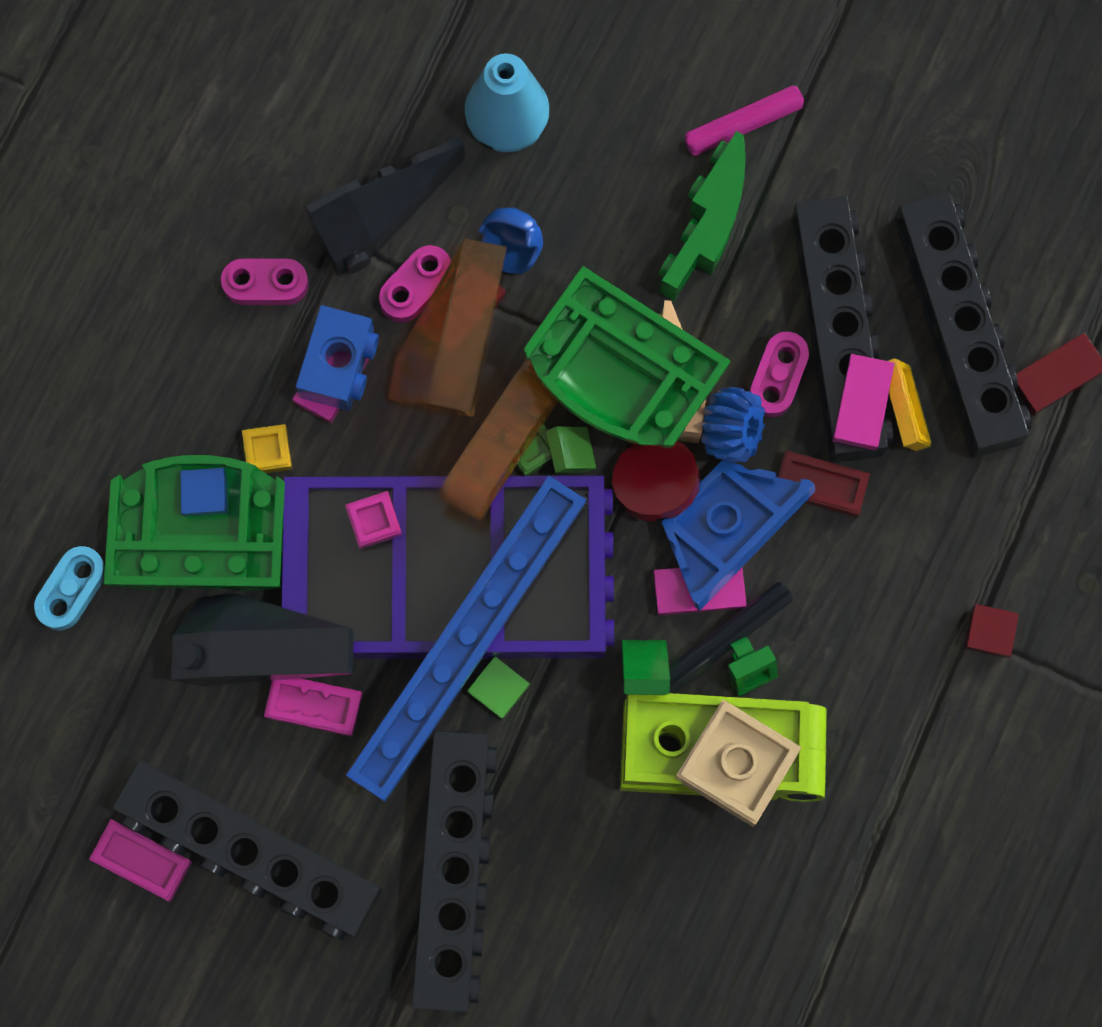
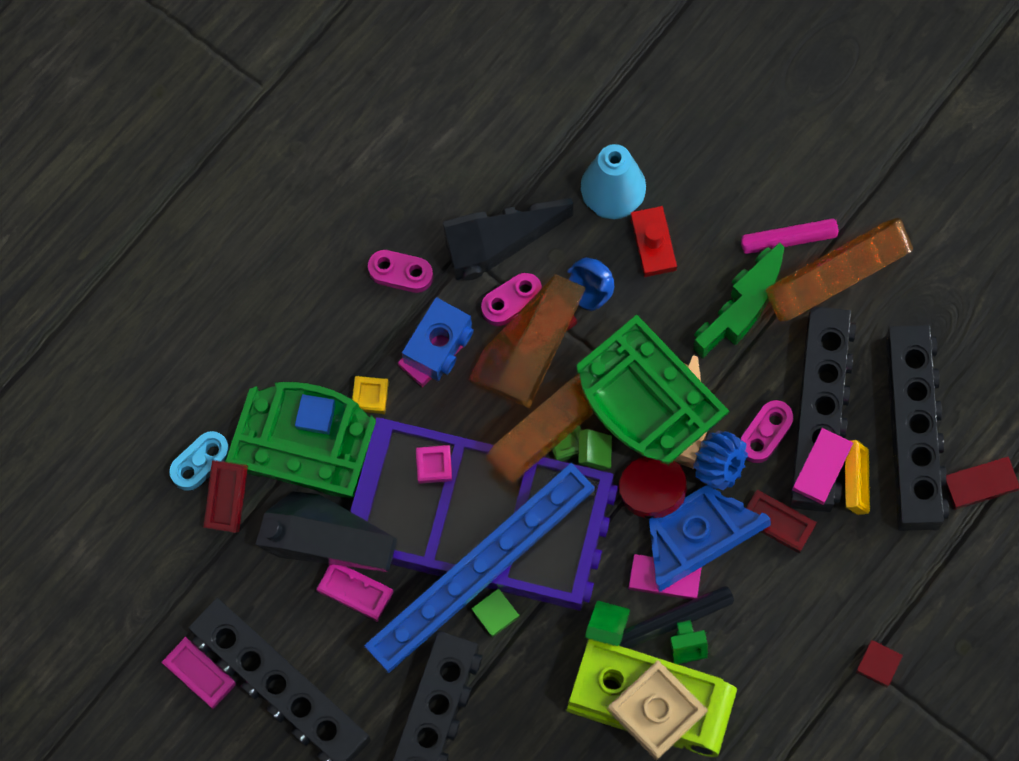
camera: 20 degrees right, 5 degrees down
(115, 625) = (225, 496): none -> dark red tile
(575, 167) = (653, 241): none -> red tile
(818, 148) = (839, 269): none -> clear orange beam

